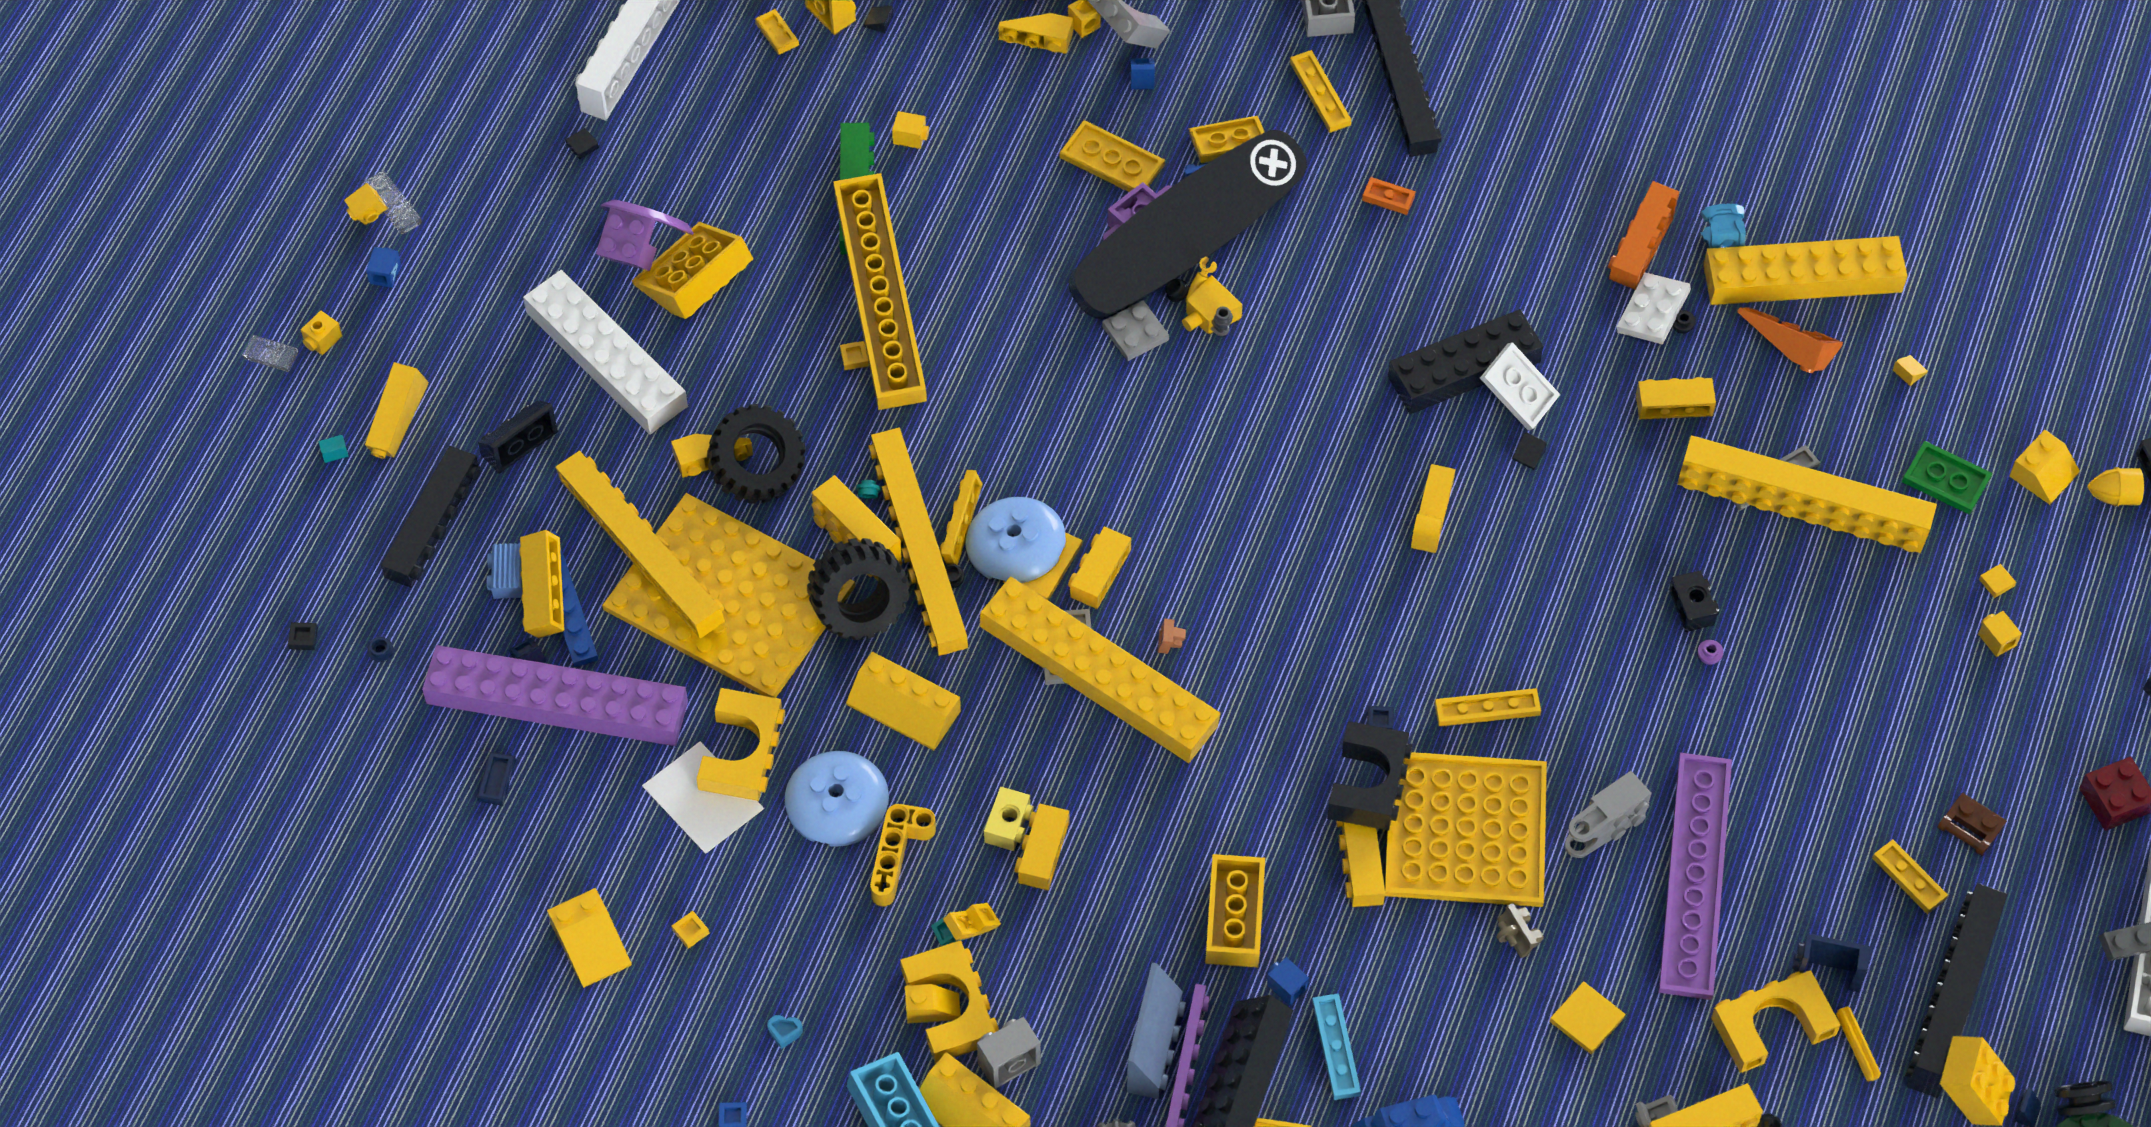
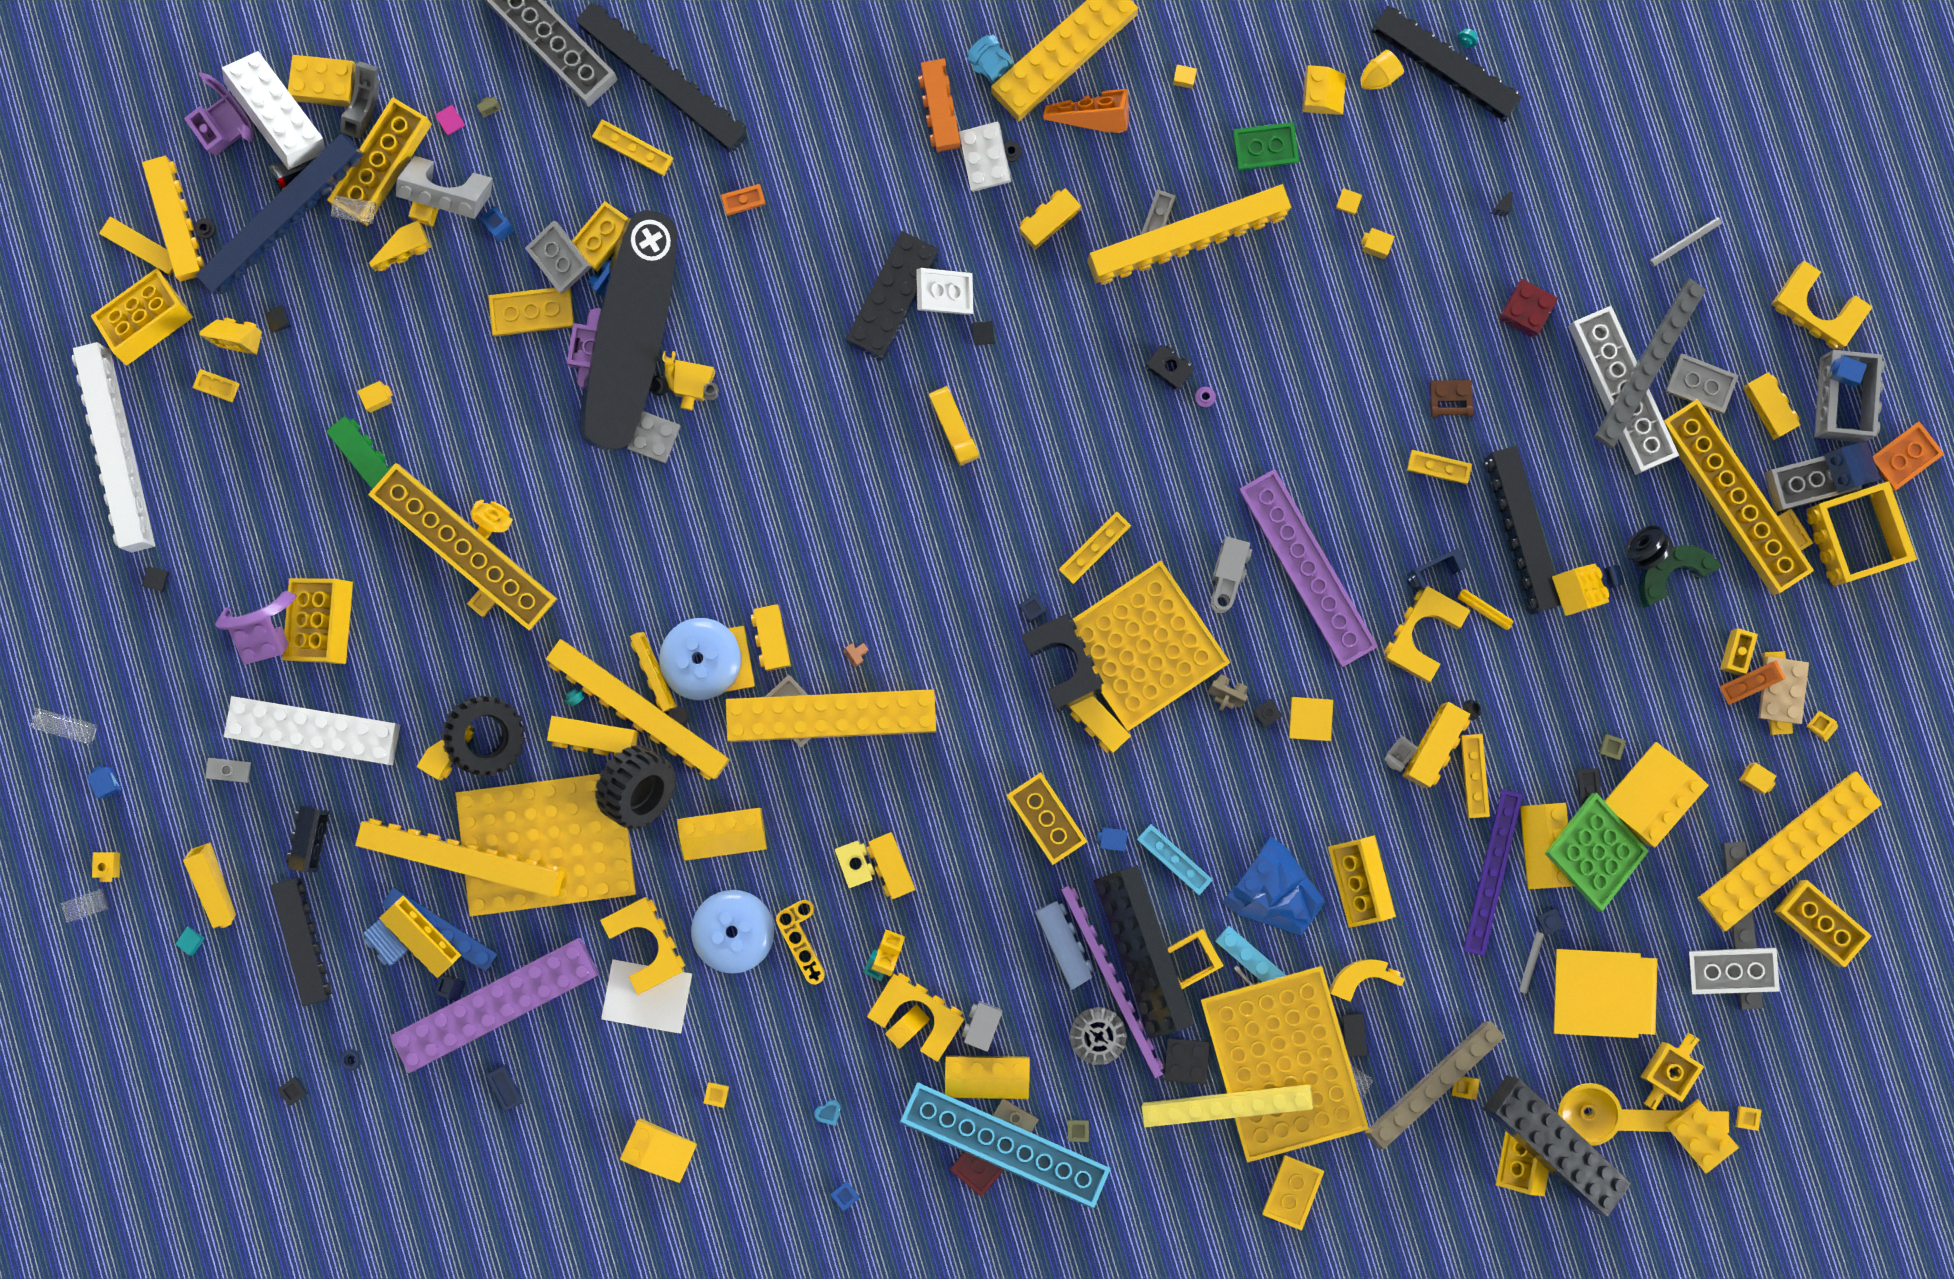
camera: 40 degrees left, 25 degrees up
(365, 204) = (49, 746): yellow brick -> none
(500, 334) = (228, 770): none -> light grey plate
(924, 290) = (490, 517): none -> yellow tile
(1175, 128) = (558, 257): none -> light grey plate
(1544, 976) = (1266, 713): none -> black brick

